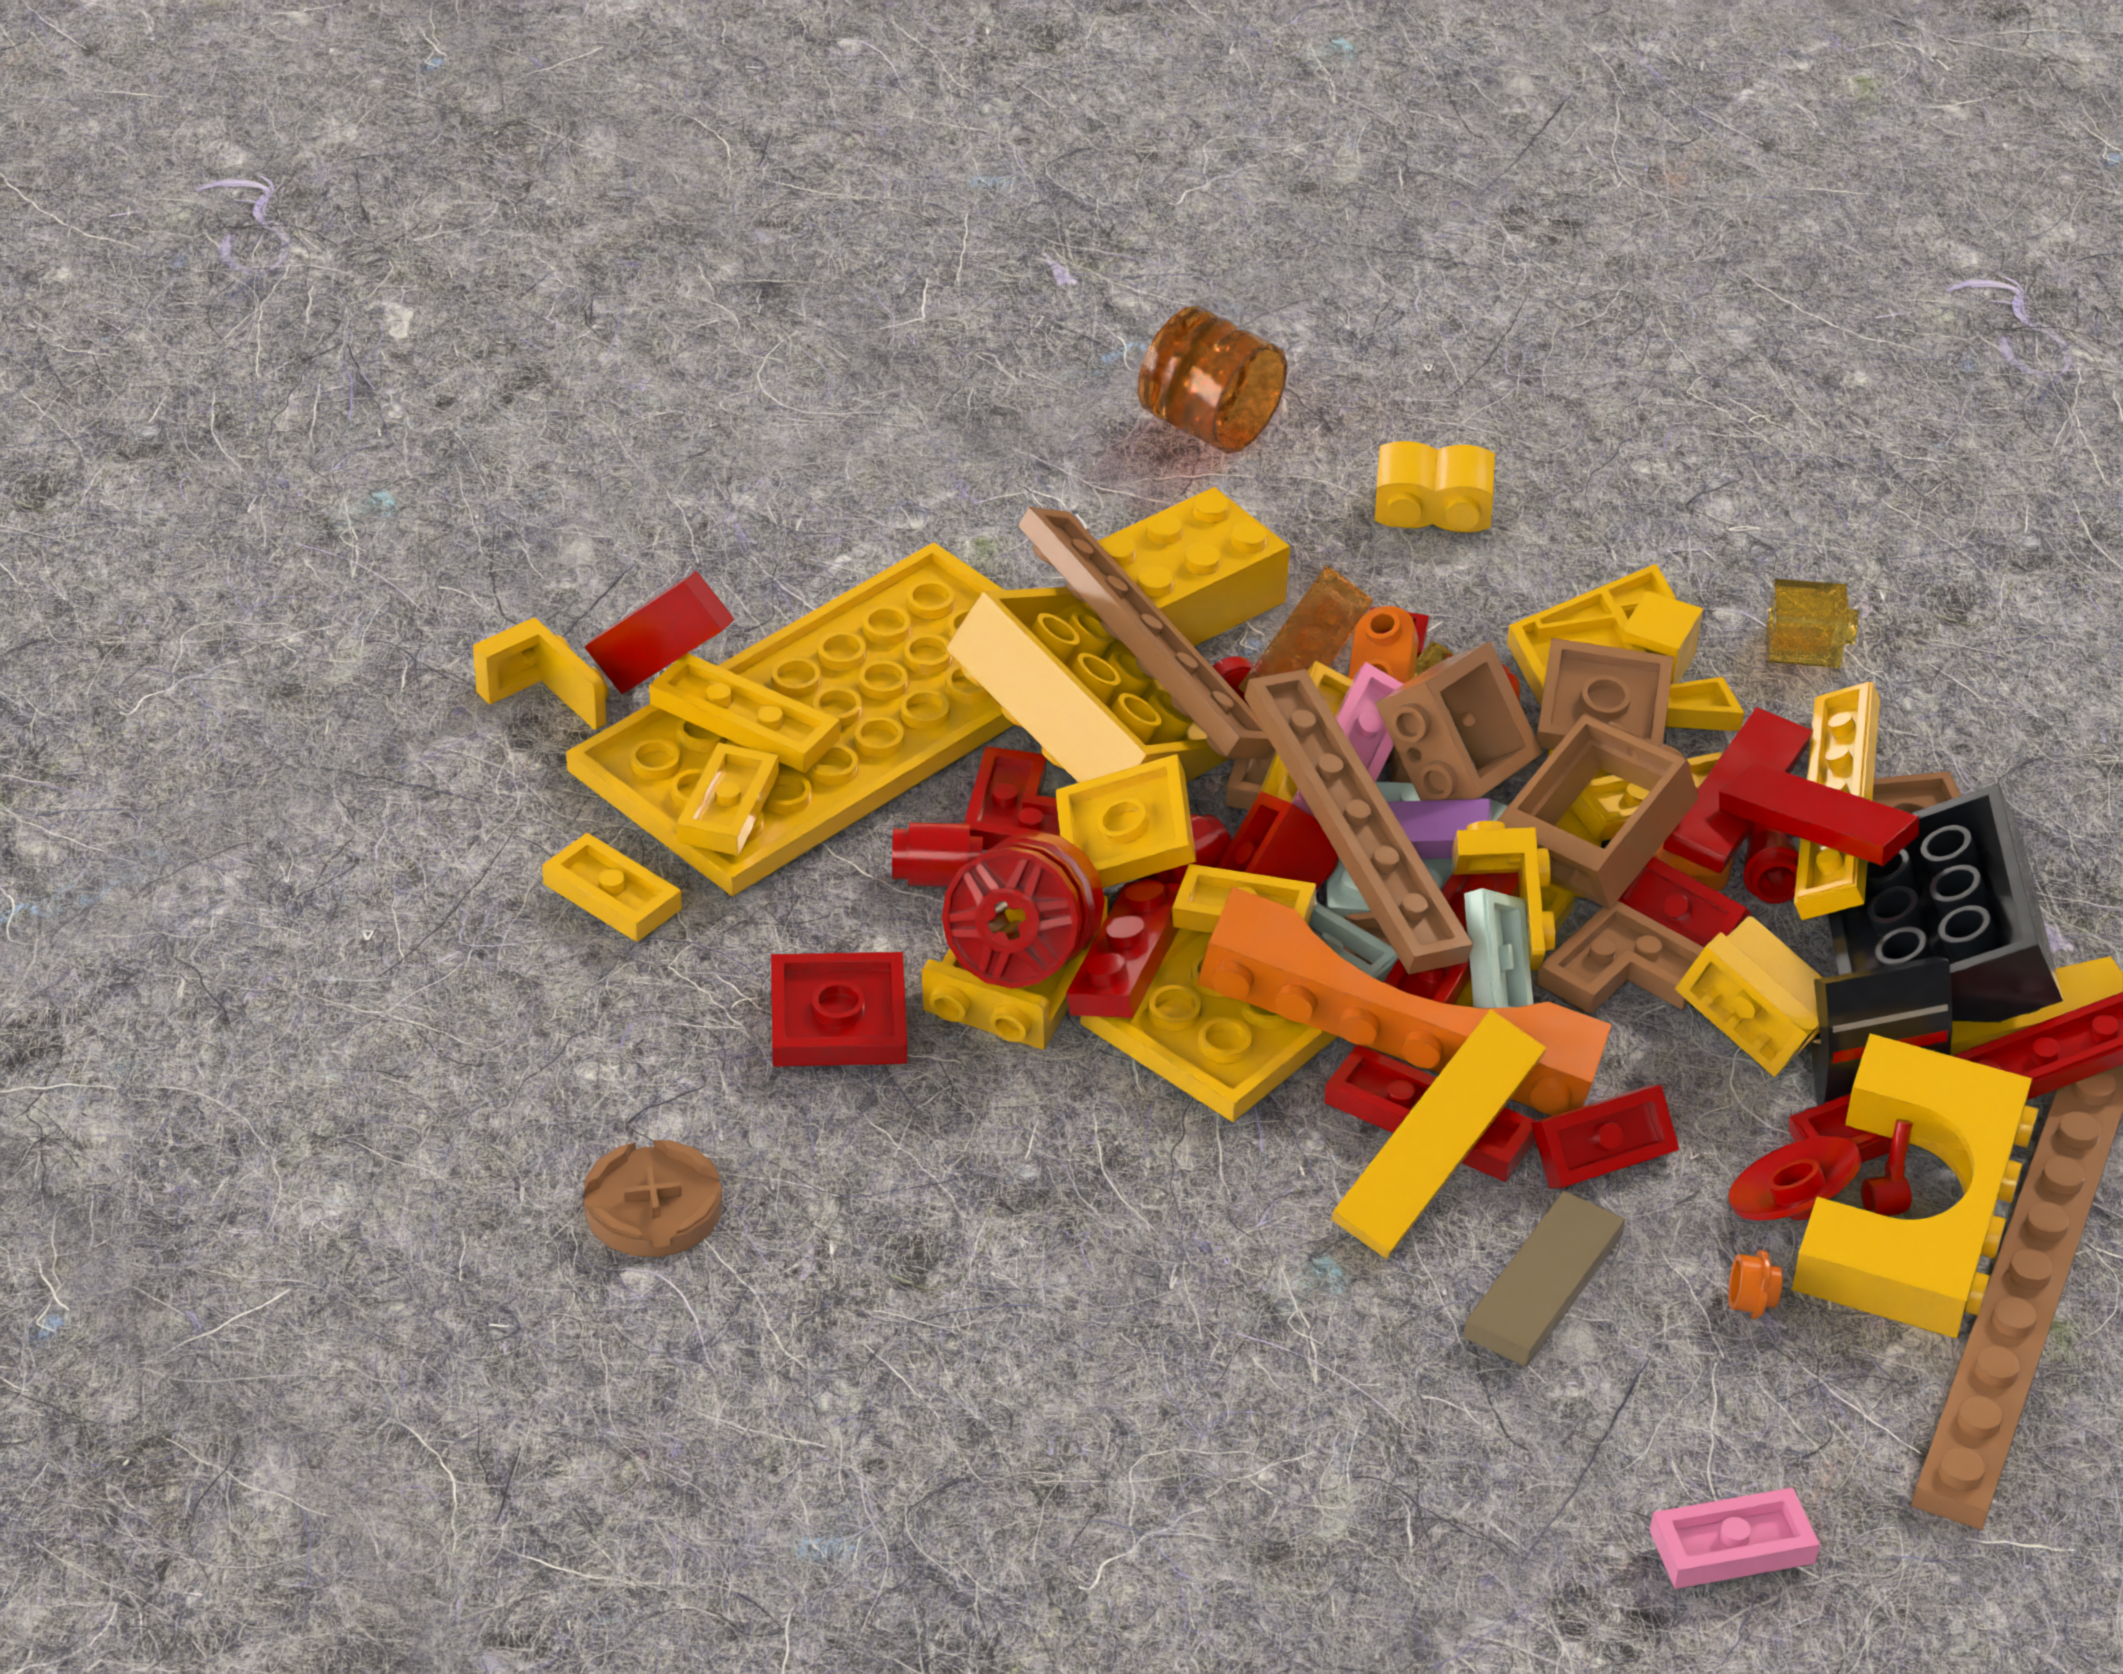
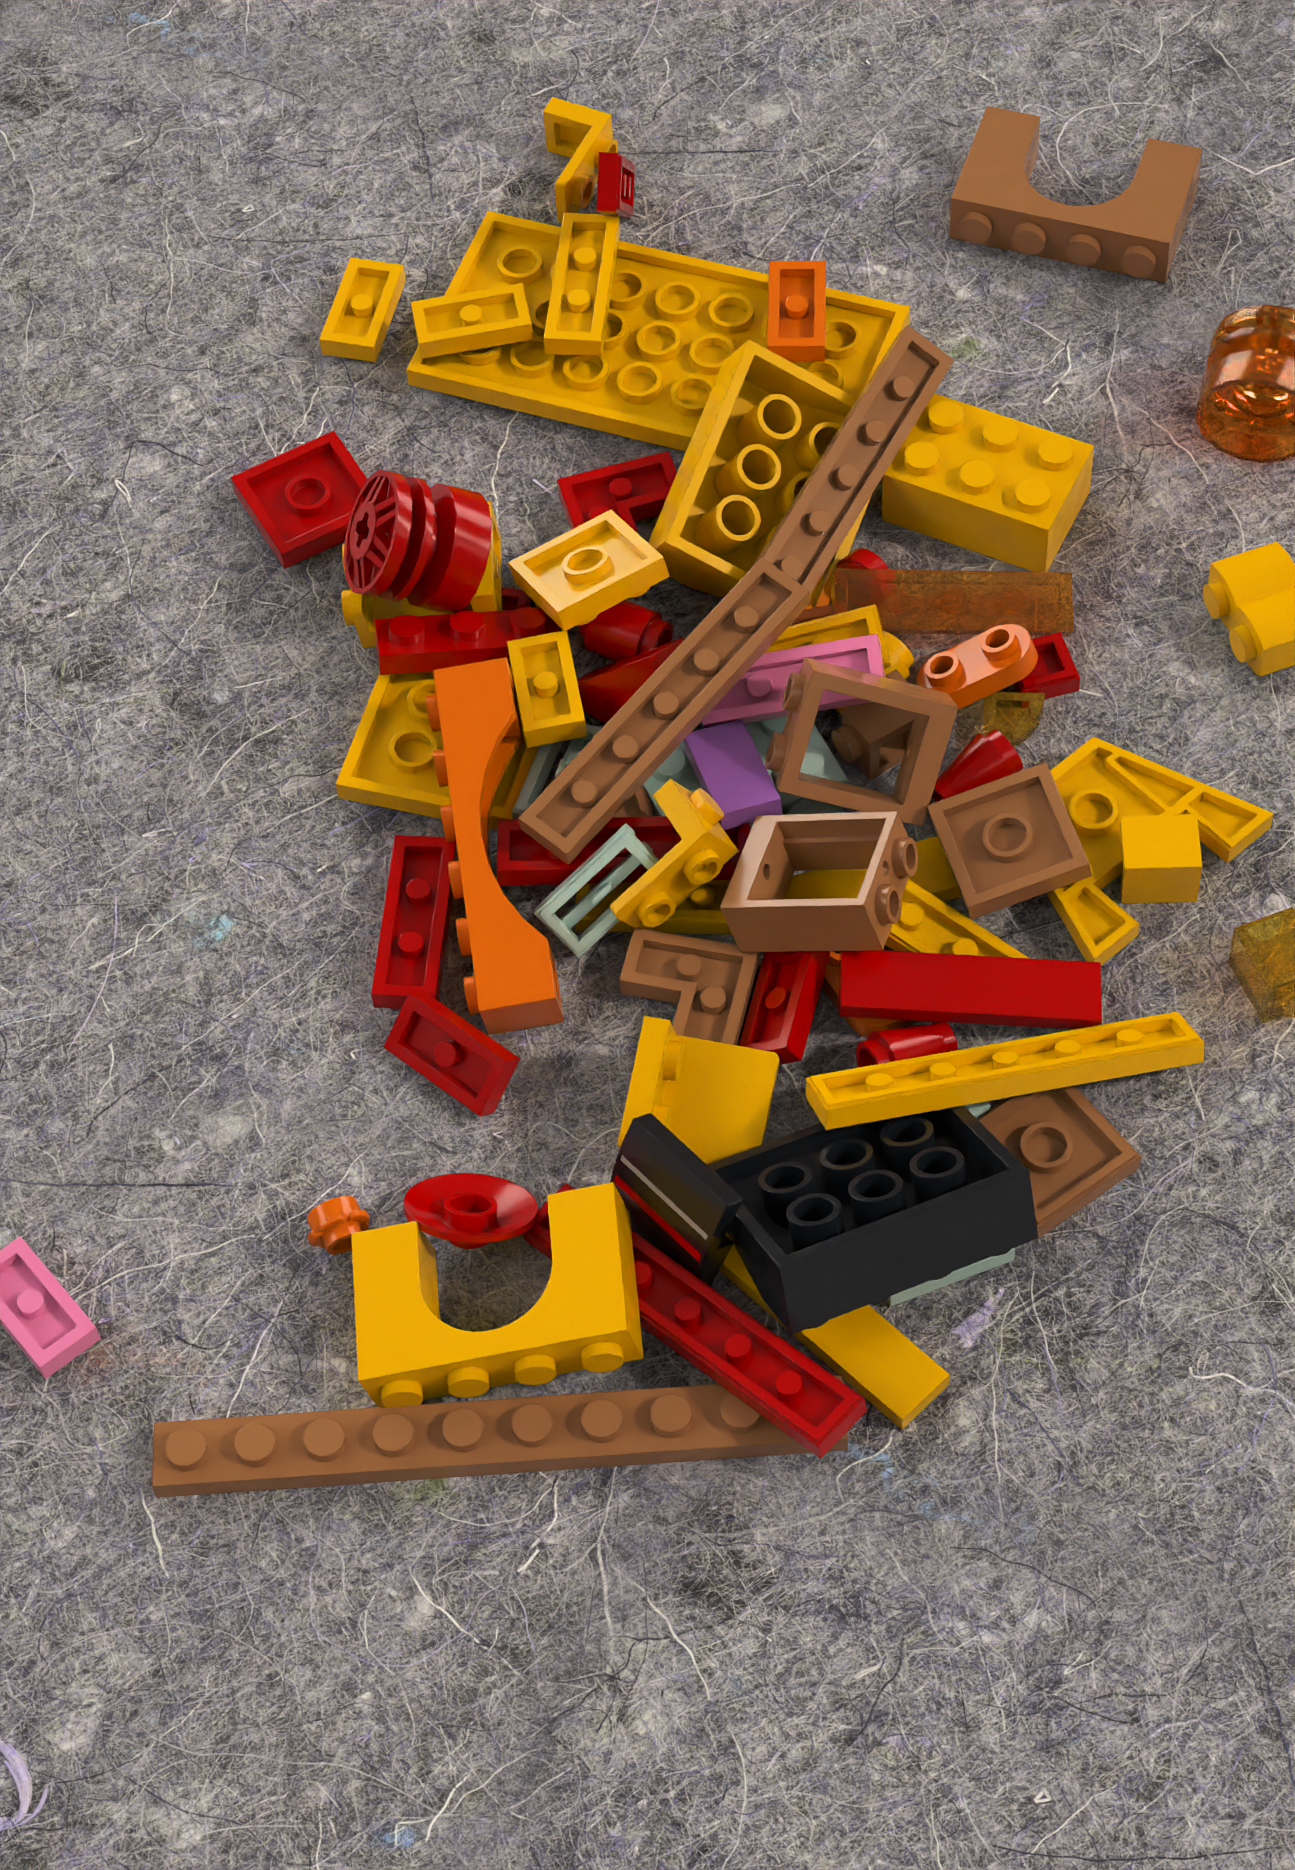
camera: 70 degrees right, 15 degrees up
(652, 1198) = (58, 488): medium nougat tile -> none
(853, 451) = (1125, 235): none -> medium nougat arch
(899, 596) = (797, 310): none -> orange plate
(932, 852) = (519, 478): red brick -> none
(1438, 1134) = (362, 928): yellow tile -> none
(1544, 1278) = (274, 1075): dark tan tile -> none
(1819, 813) = (916, 1049): red tile -> none
(1891, 1193) = (510, 1286): red hand -> none

